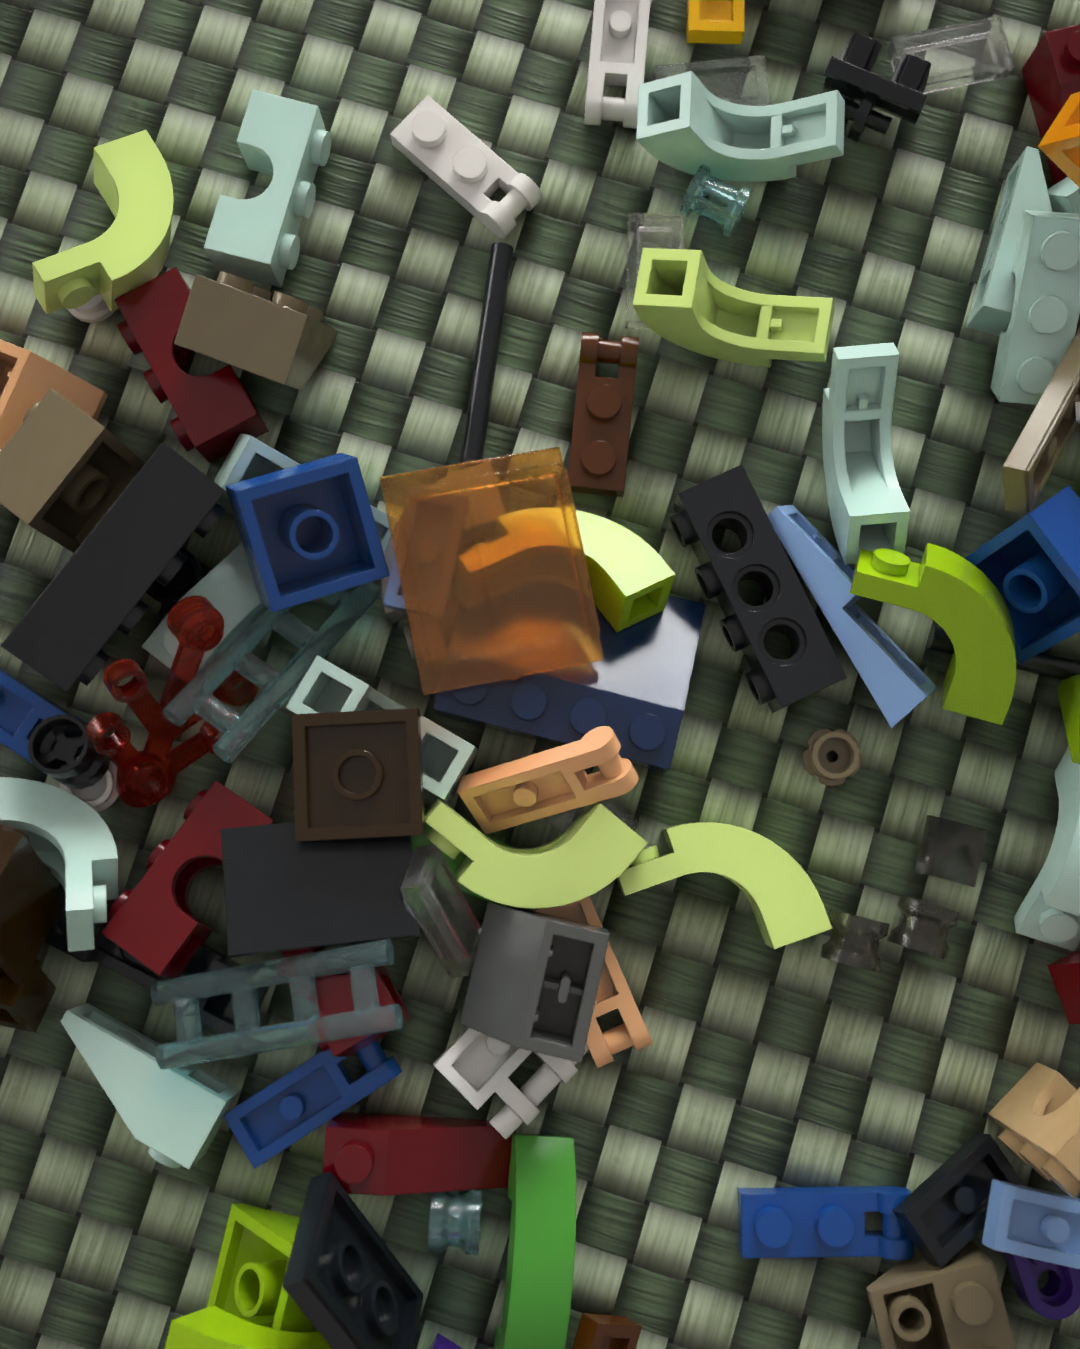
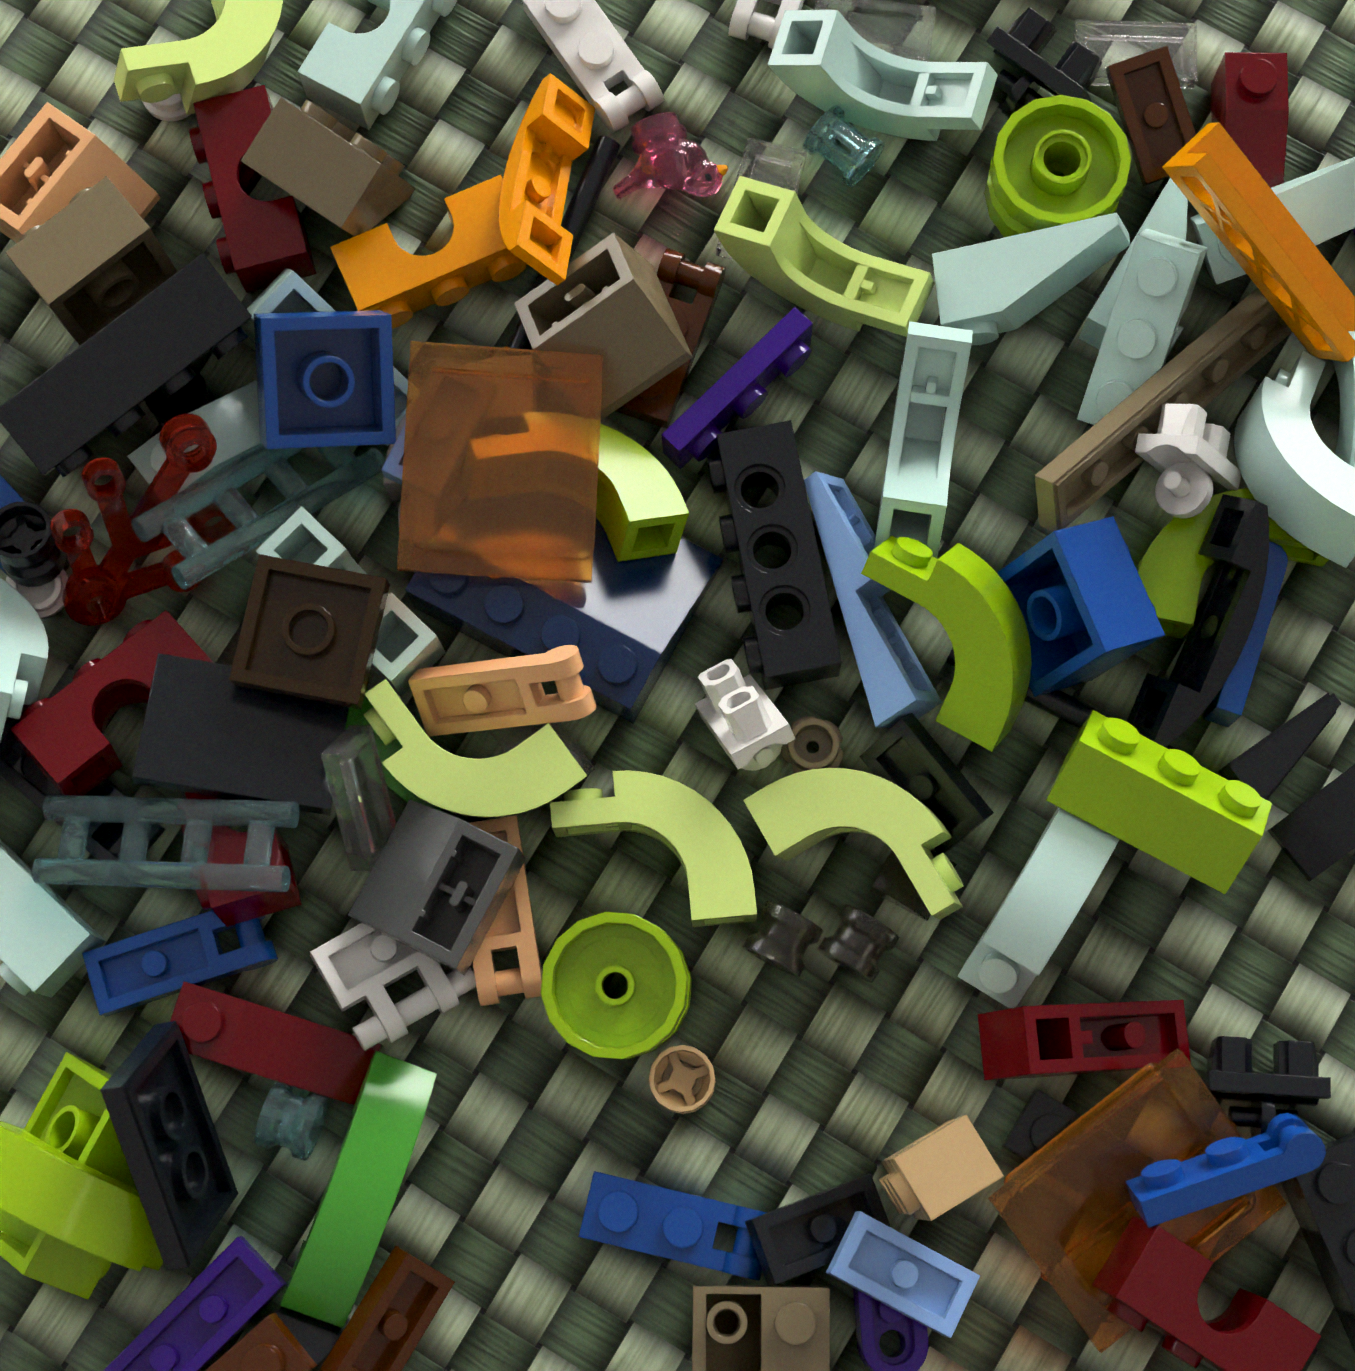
camera: 15 degrees right, 5 degrees down
(419, 366) = (401, 283): none -> light orange arch
(448, 294) = (538, 174): none -> light orange slope
(548, 402) = (611, 310): none -> dark tan slope
(563, 250) = (669, 160): none -> clear pink animal
(683, 447) = (739, 389): none -> dark purple plate
(729, 1064) = (655, 995): none -> lime wheel
(767, 748) = (742, 717): none -> white hips
(808, 1102) = (680, 1070): none -> tan wheel
(887, 802) = (834, 801): none -> yellowish green arch
(902, 287) = (1013, 278): none -> light aqua slope
(918, 181) = (1056, 166): none -> lime wheel
(946, 767) = (919, 766): none -> black plate
(988, 107) = (1151, 110): none -> reddish brown plate

